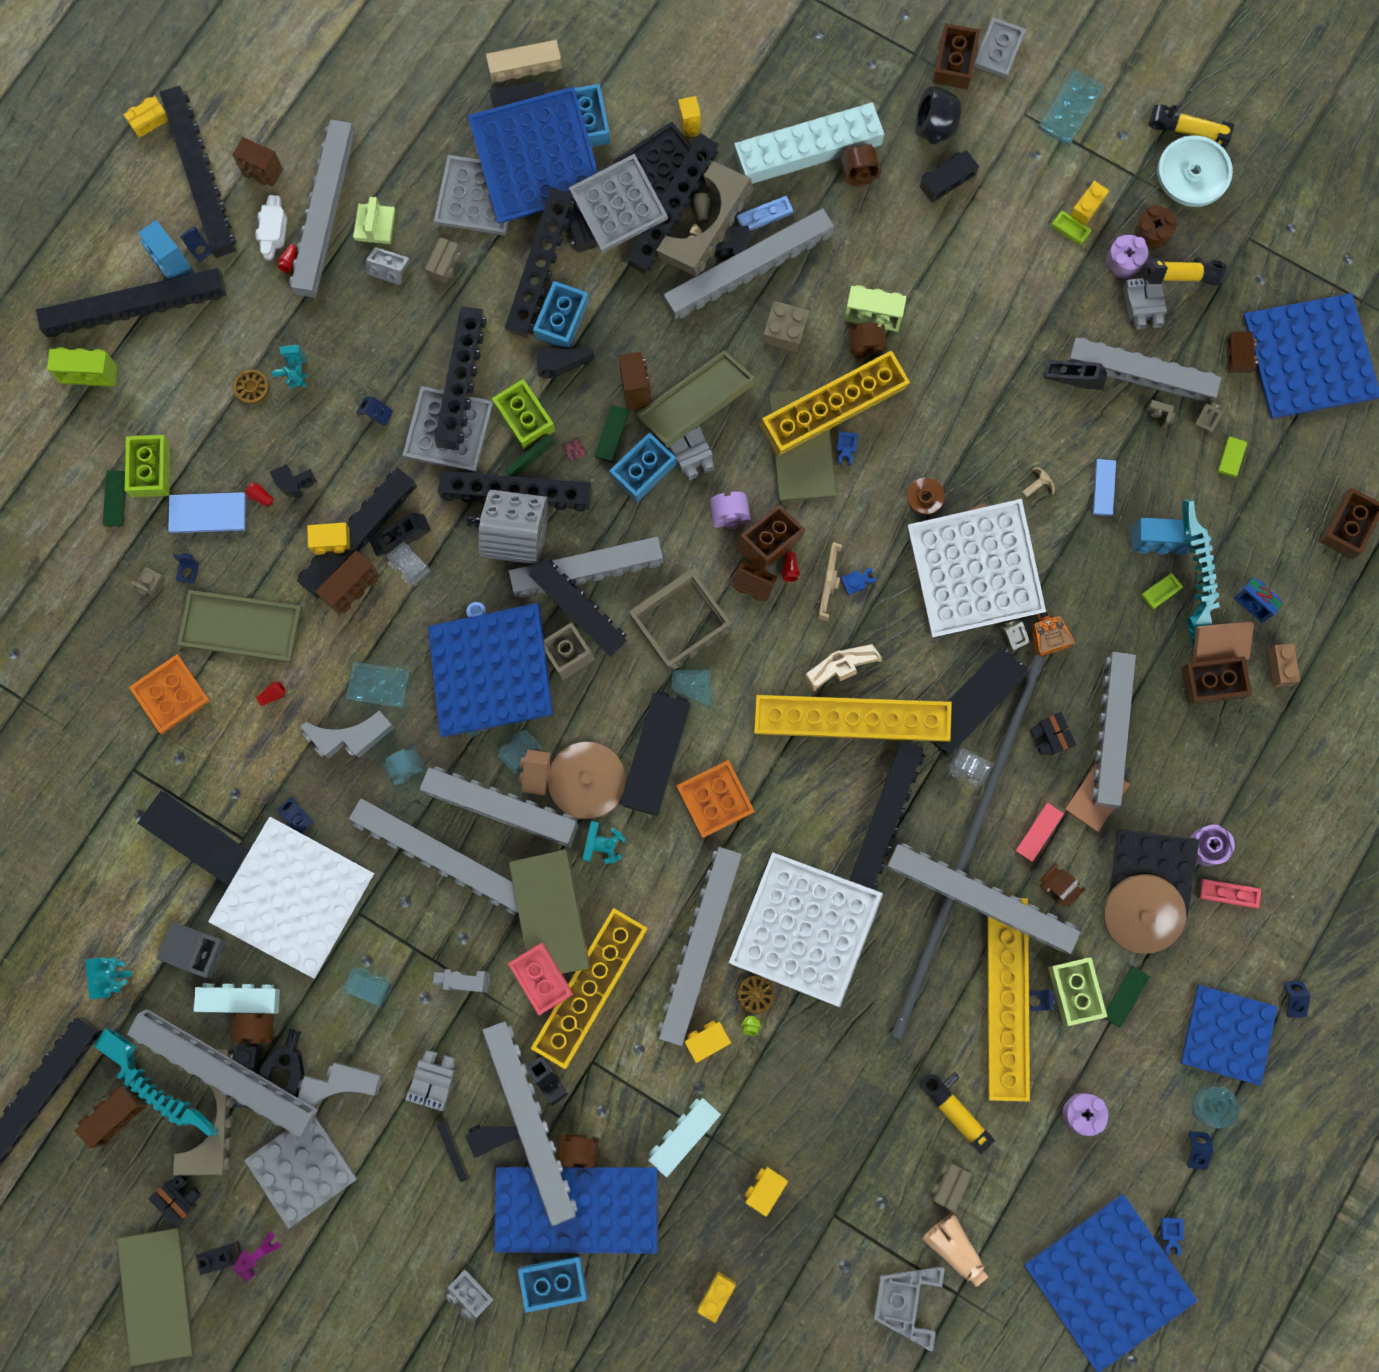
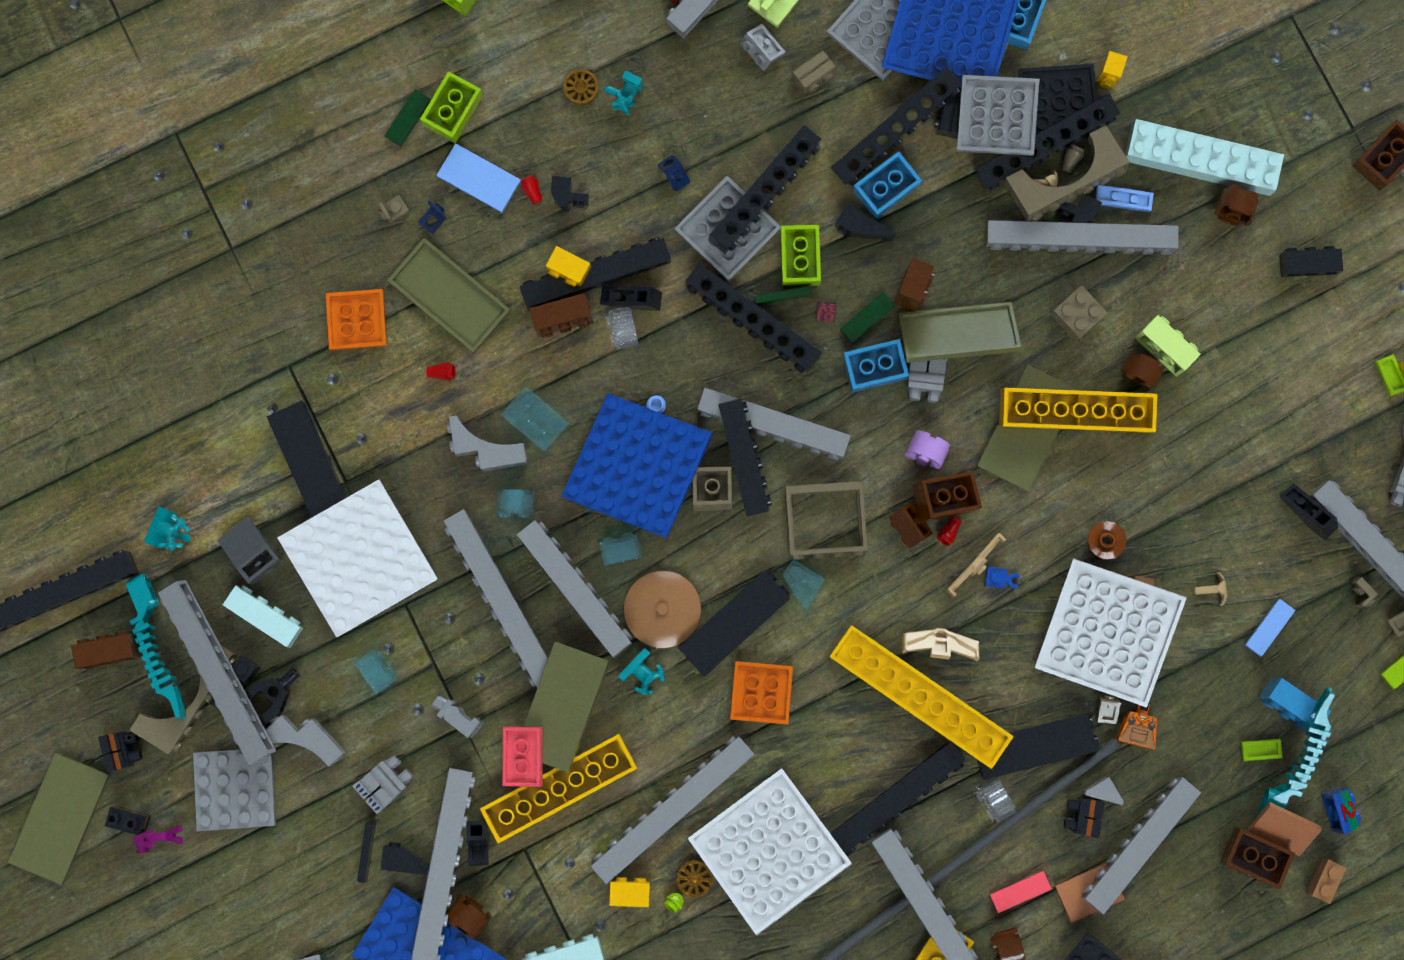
camera: 30 degrees right, 5 degrees up
(252, 1027) = (262, 648): reddish brown brick -> none
(295, 815) = (400, 489): dark blue bracket -> none
(512, 526) = (730, 352): light grey piece -> none
(535, 772) = (623, 577): medium nougat brick -> none
(846, 444) = (1066, 452): blue plate -> none
(938, 115) = (1336, 201): black piece -> none
(1055, 703) = (1104, 790): none -> light grey slope

